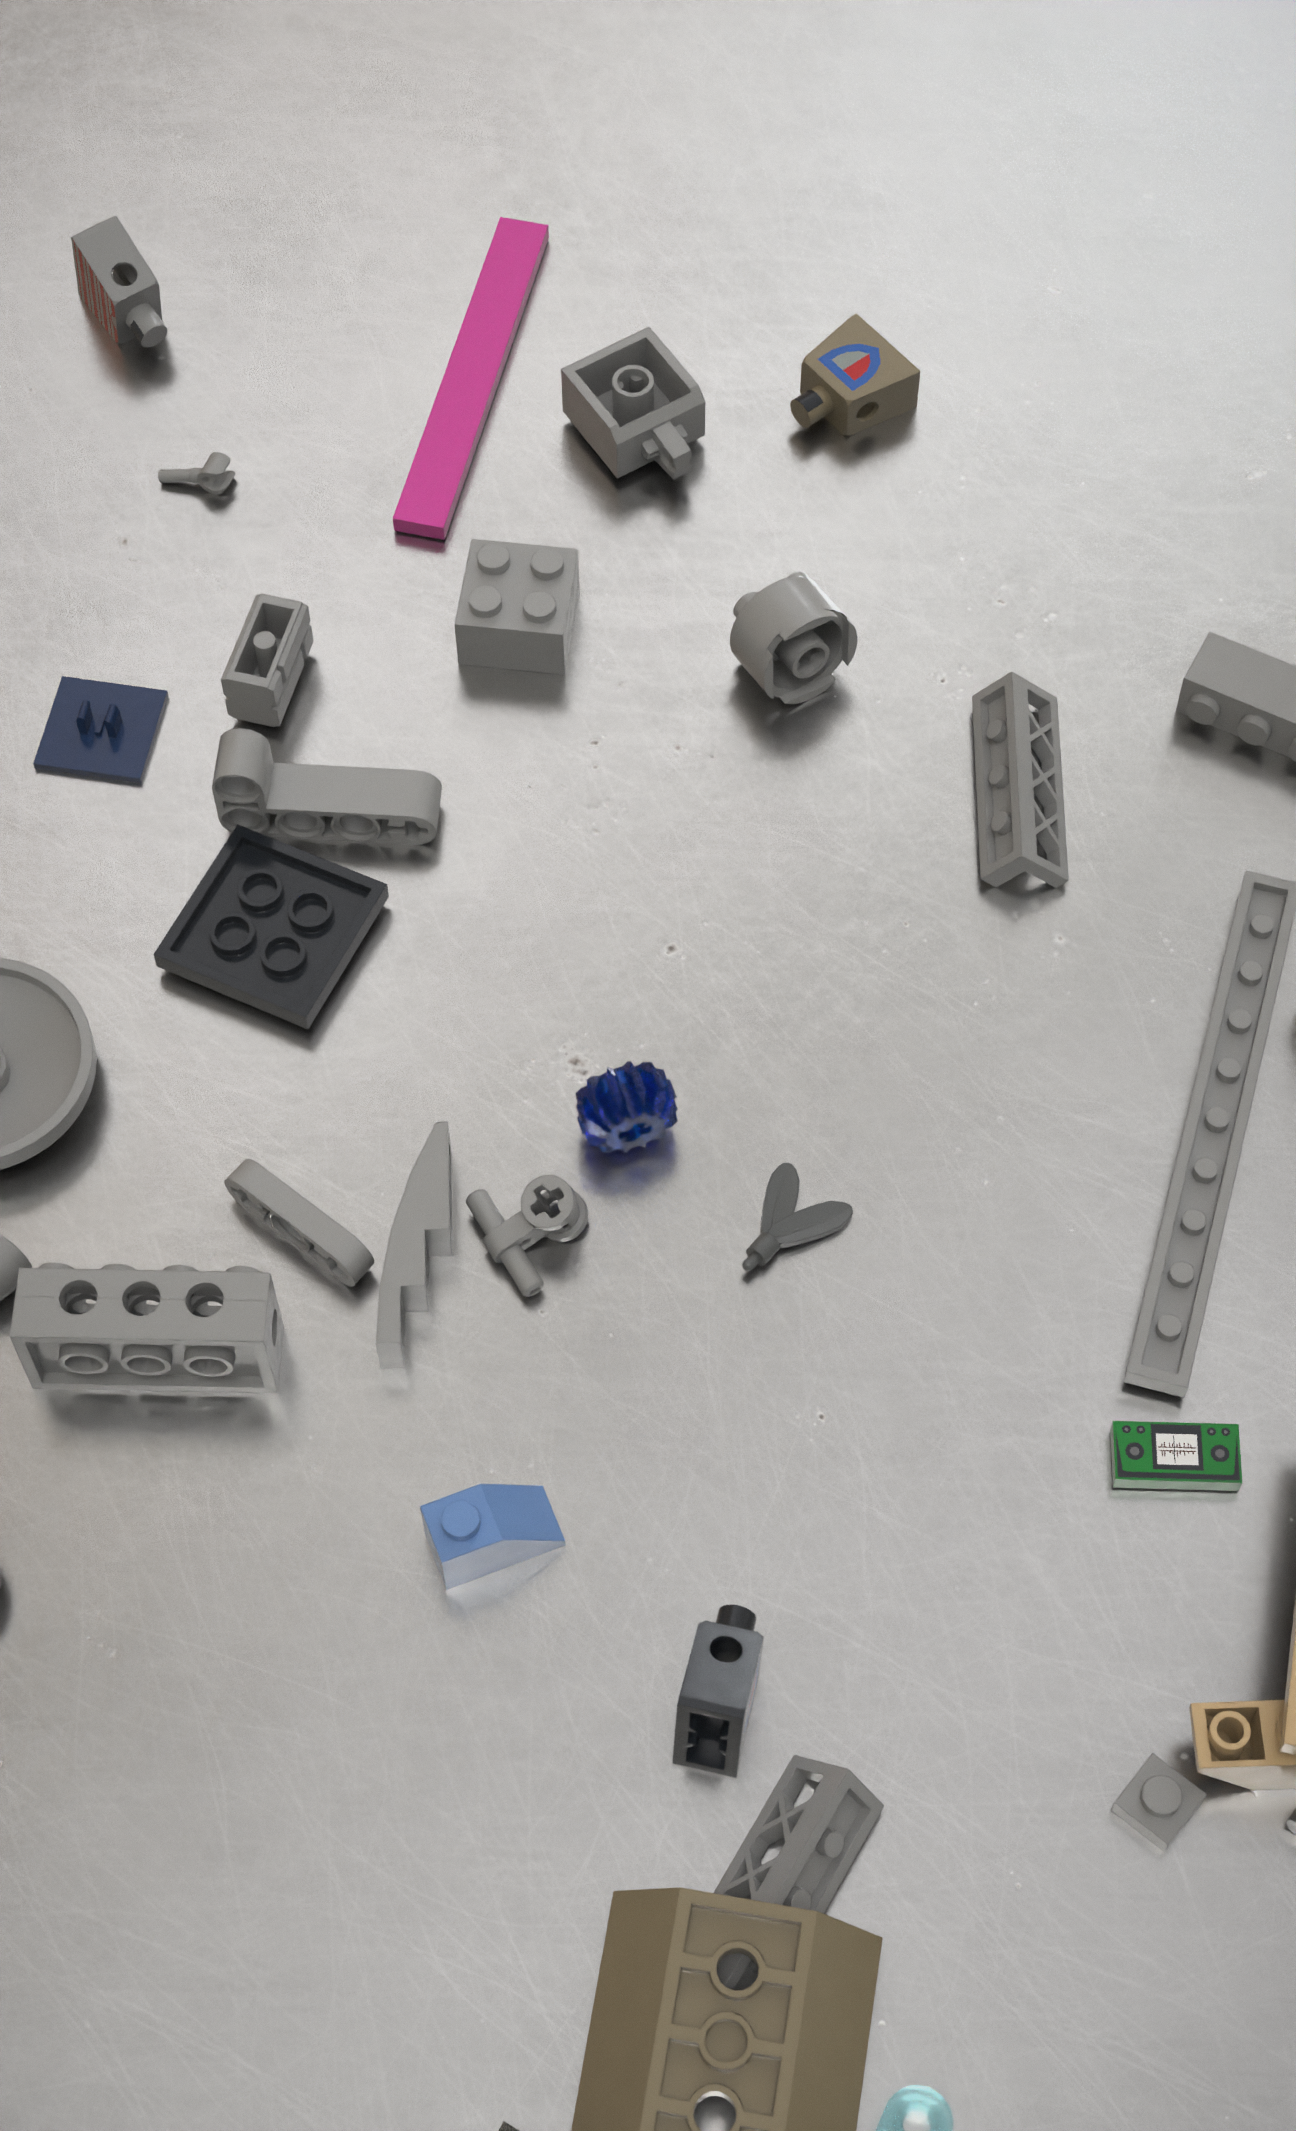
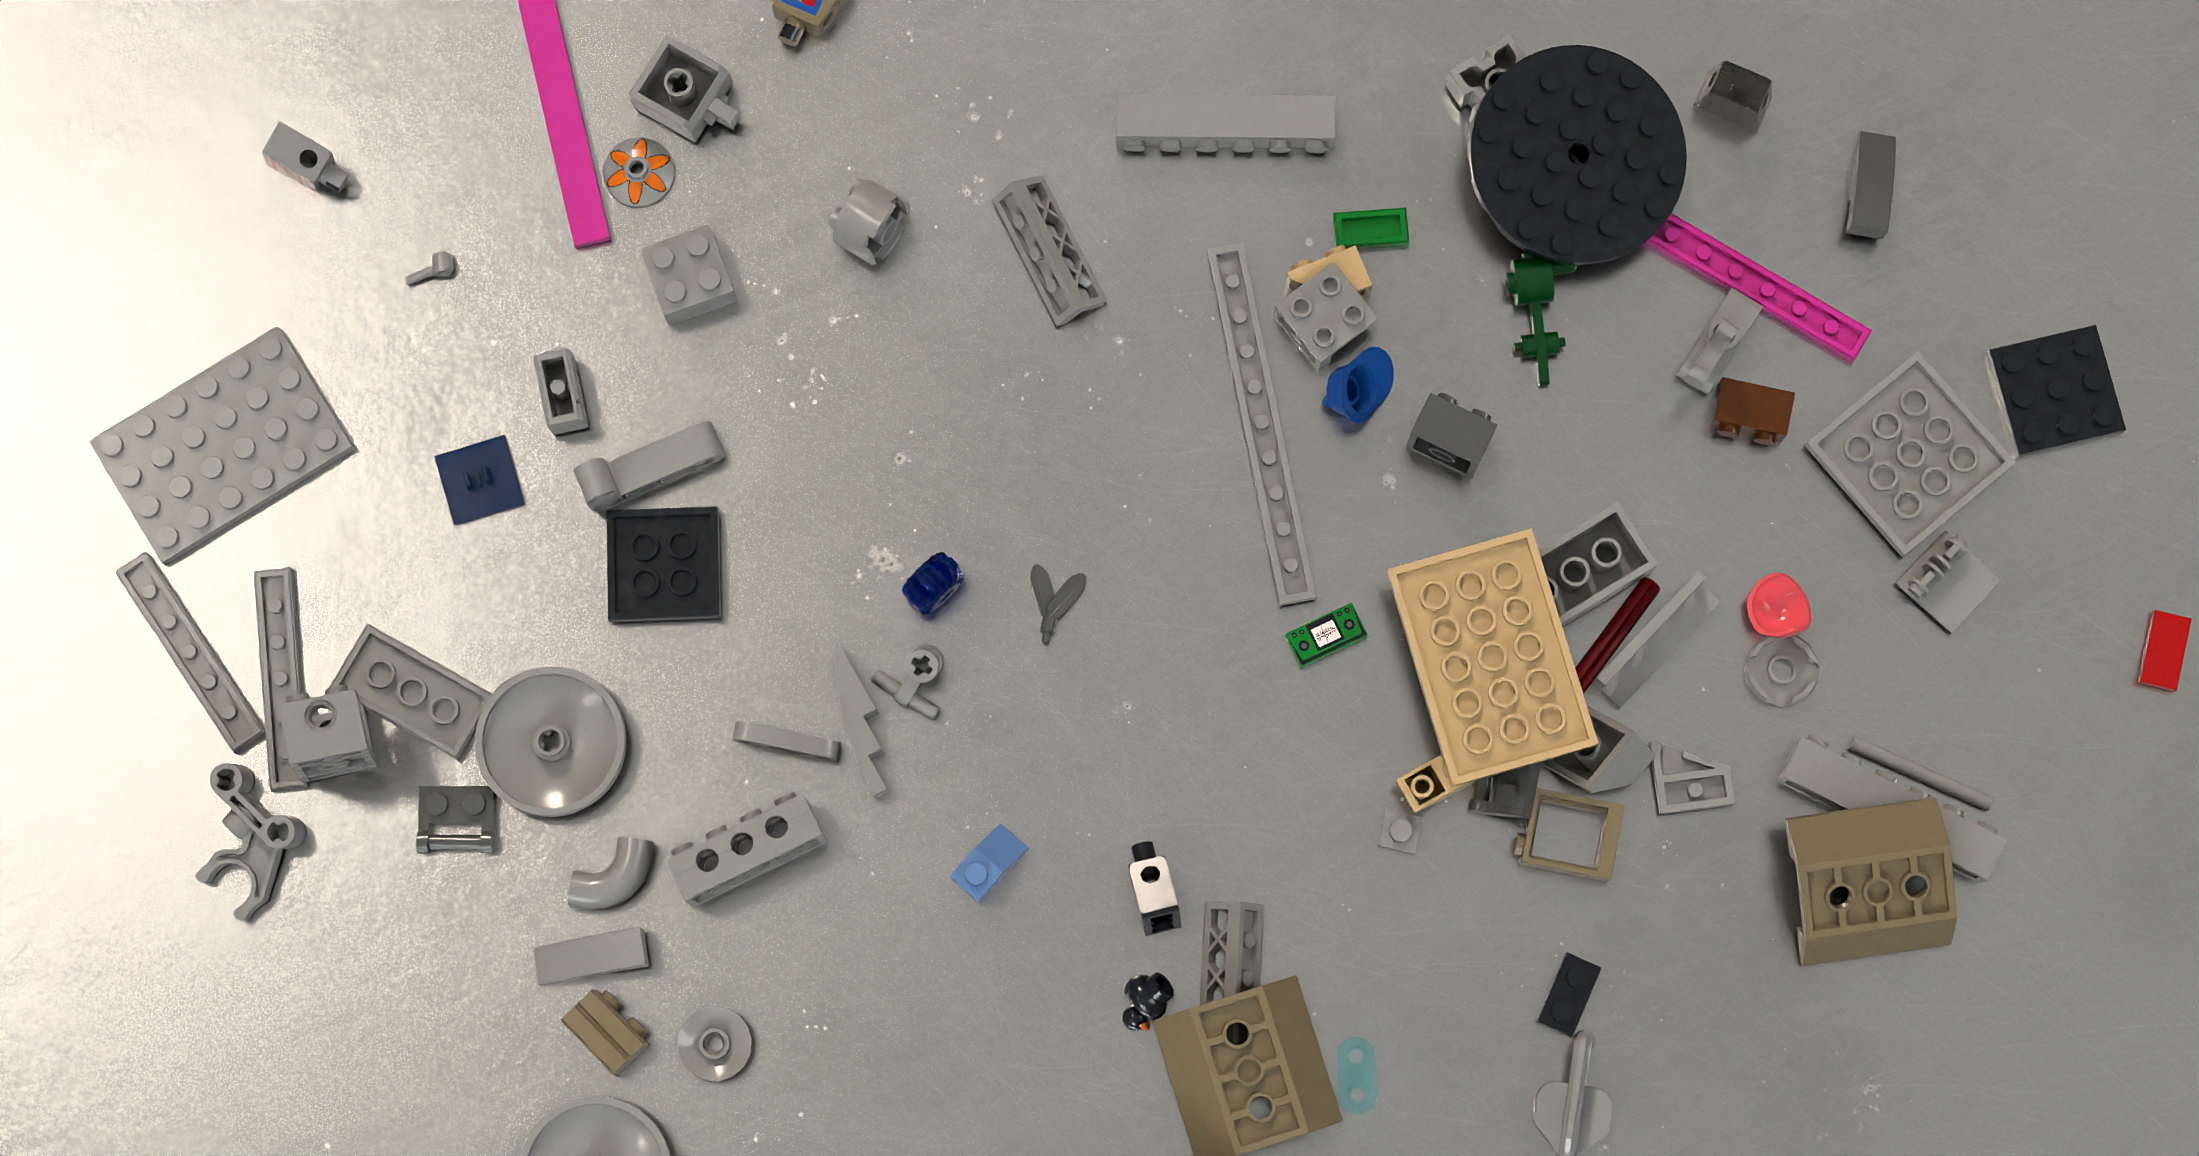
camera: 25 degrees left, 20 degrees up
(525, 483) = (641, 188): none -> light grey dish
(627, 1855) = (1148, 998): none -> black animal

